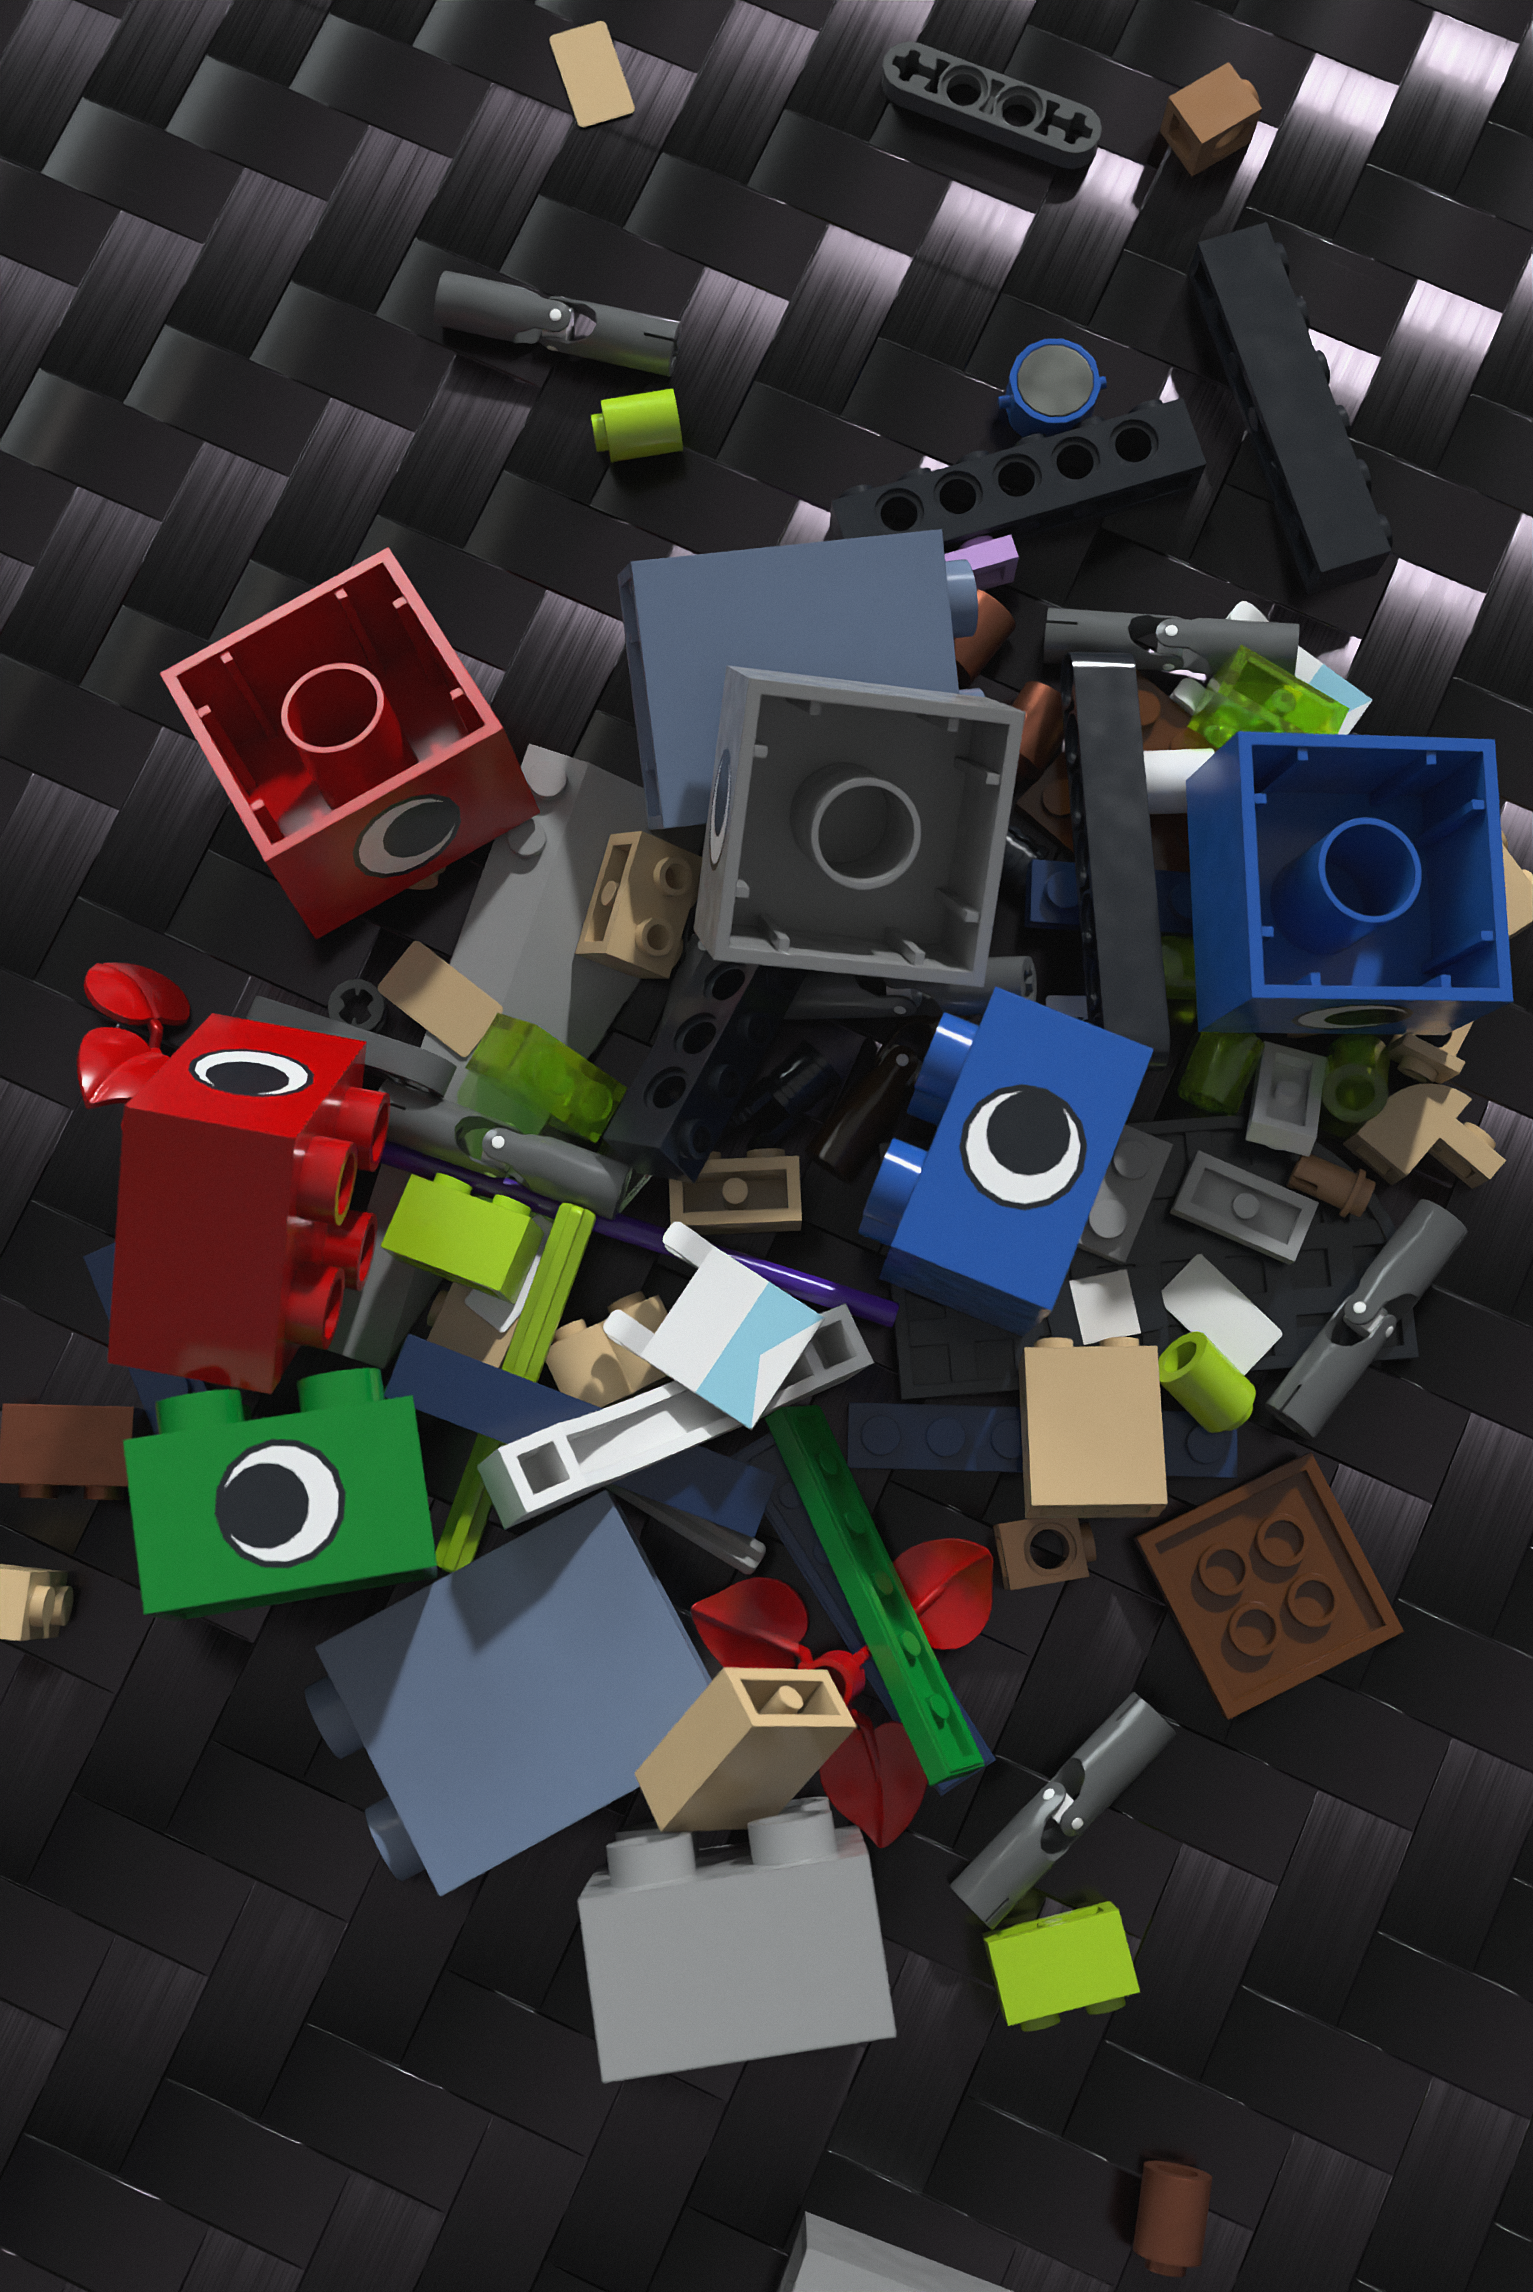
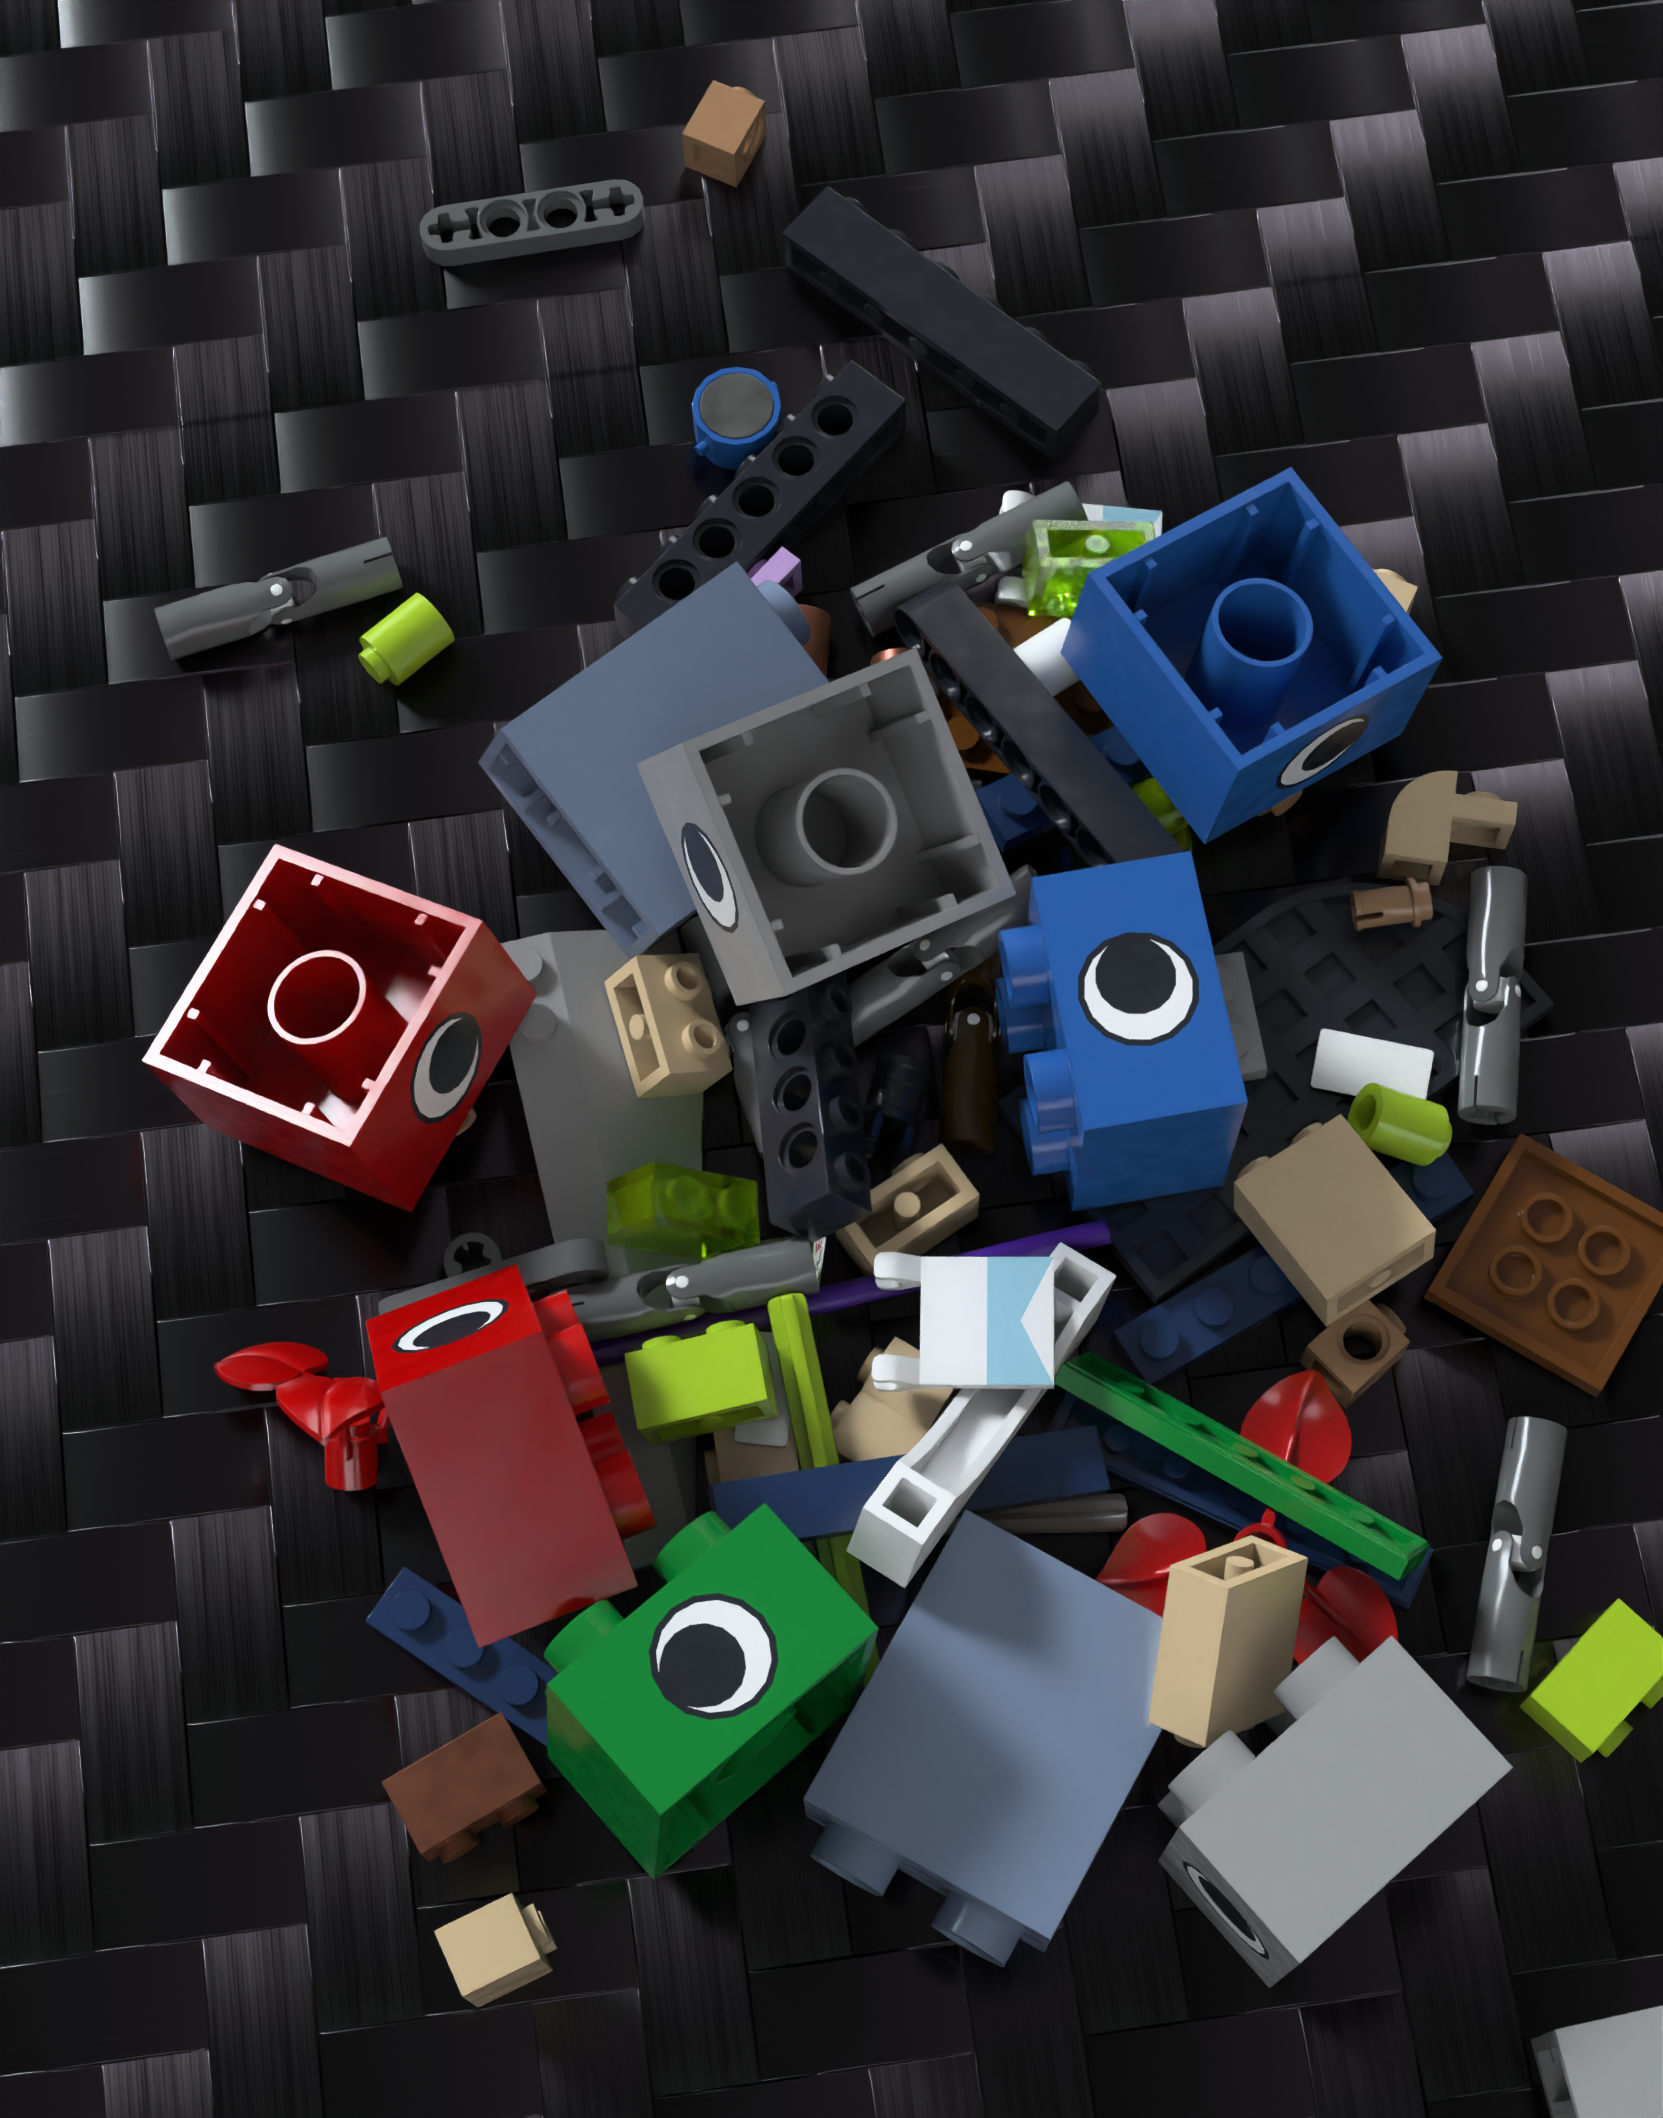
camera: 30 degrees left, 10 degrees down
(439, 998) = (547, 1201): tan sticker -> none
(592, 74) = (172, 384): tan sticker -> none
(1109, 1306) = (1280, 1112): sticker -> none
(1220, 1071) = (1239, 873): clear neon green brick -> none
(1244, 1207) = (1334, 966): light grey plate -> none
(1286, 1099) = (1309, 862): white plate -> none
(1356, 1077) = (1353, 810): clear neon green brick -> none
(1425, 1061) = (1397, 764): tan bracket -> none

